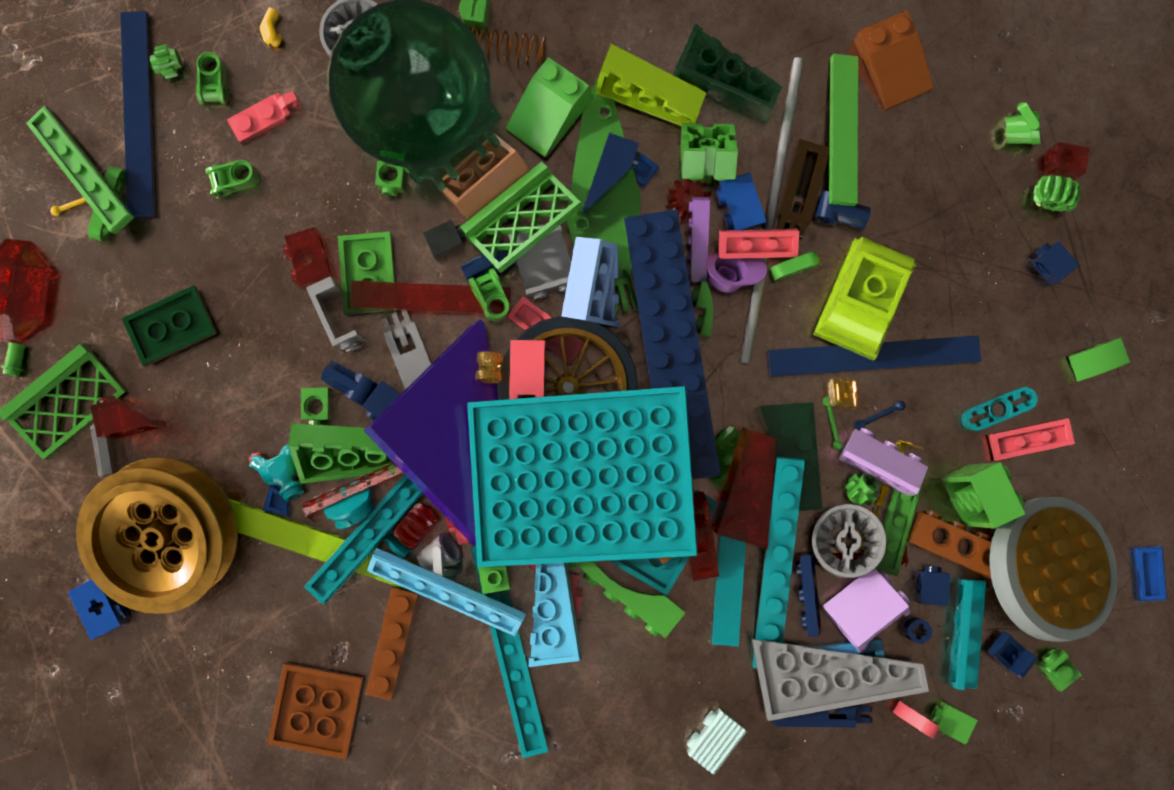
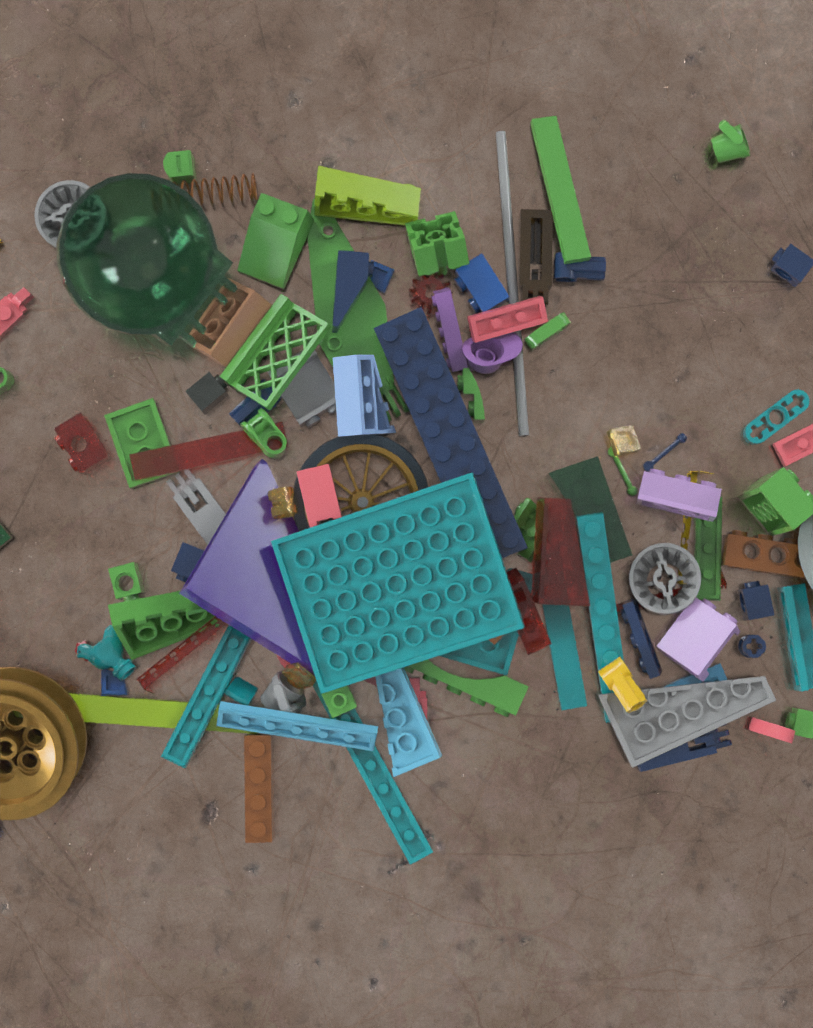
camera: 15 degrees left, 0 degrees up
(315, 710) = (201, 872): dark orange plate -> none
(320, 294) = (103, 474): light grey panel -> none
(351, 509) = (185, 672): teal hat -> none
(353, 385) = (156, 553): dark blue piece -> none
(390, 188) = (140, 356): bright green brick -> none
(415, 525) = (251, 671): clear red gear -> none
(460, 543) = (298, 676): none -> clear yellow plate
(527, 314) = (305, 443): coral plate -> none
(715, 740) = (588, 799): light aqua brick -> none
(726, 76) = (435, 167): clear green wedge -> none
(778, 631) = (620, 680): none -> yellow piece
(862, 489) = (666, 526): bright green gear -> none
(865, 297) = (621, 344): lime container -> none
(891, 355) = (644, 397): dark blue tile -> none
(894, 59) = (592, 110): dark orange slope -> none
(1057, 193) = (777, 198): bright green gear -> none
(1077, 158) = (787, 157): clear red brick -> none

